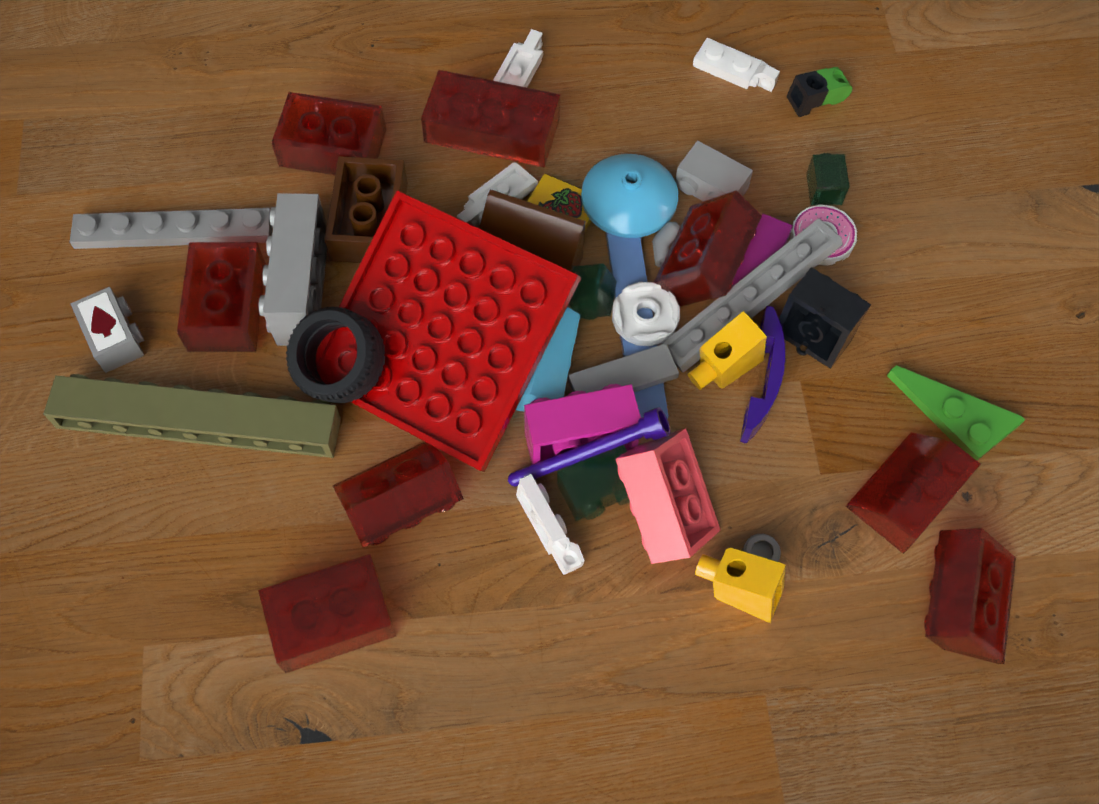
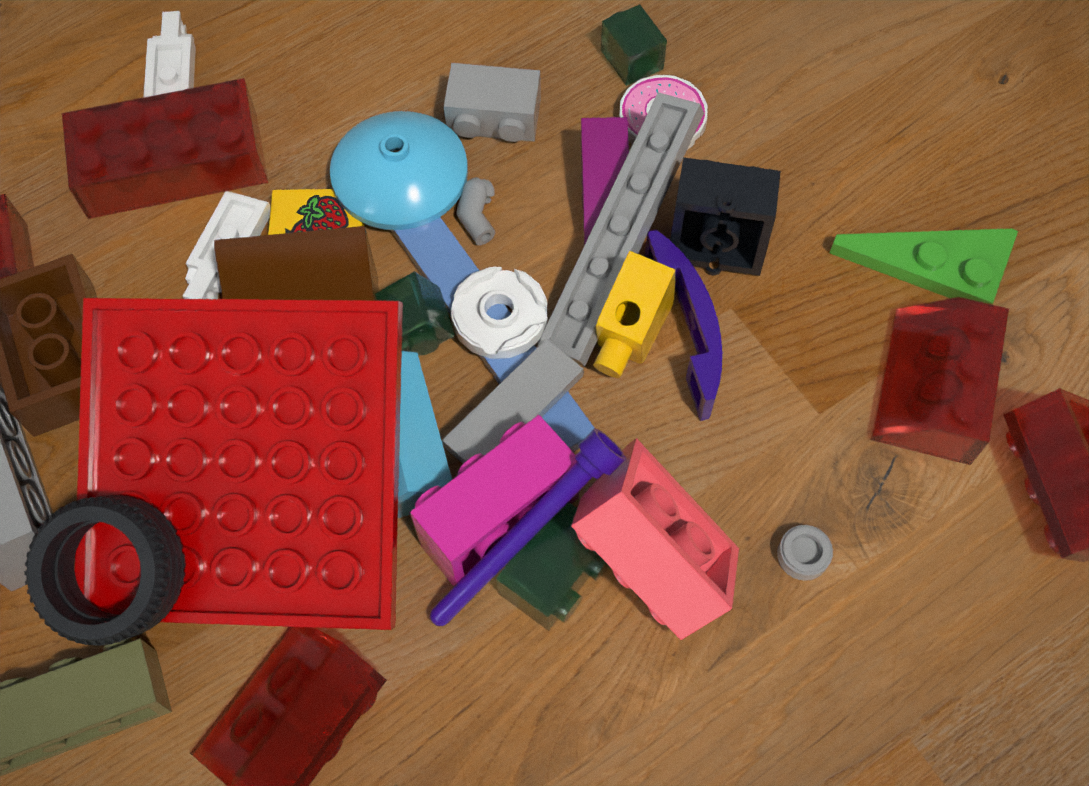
camera: 25 degrees left, 0 degrees up
(548, 526) = (519, 658): white hinge -> none
(709, 249) = (538, 192): clear red brick -> none
(745, 581) = (832, 598): yellow torso -> none

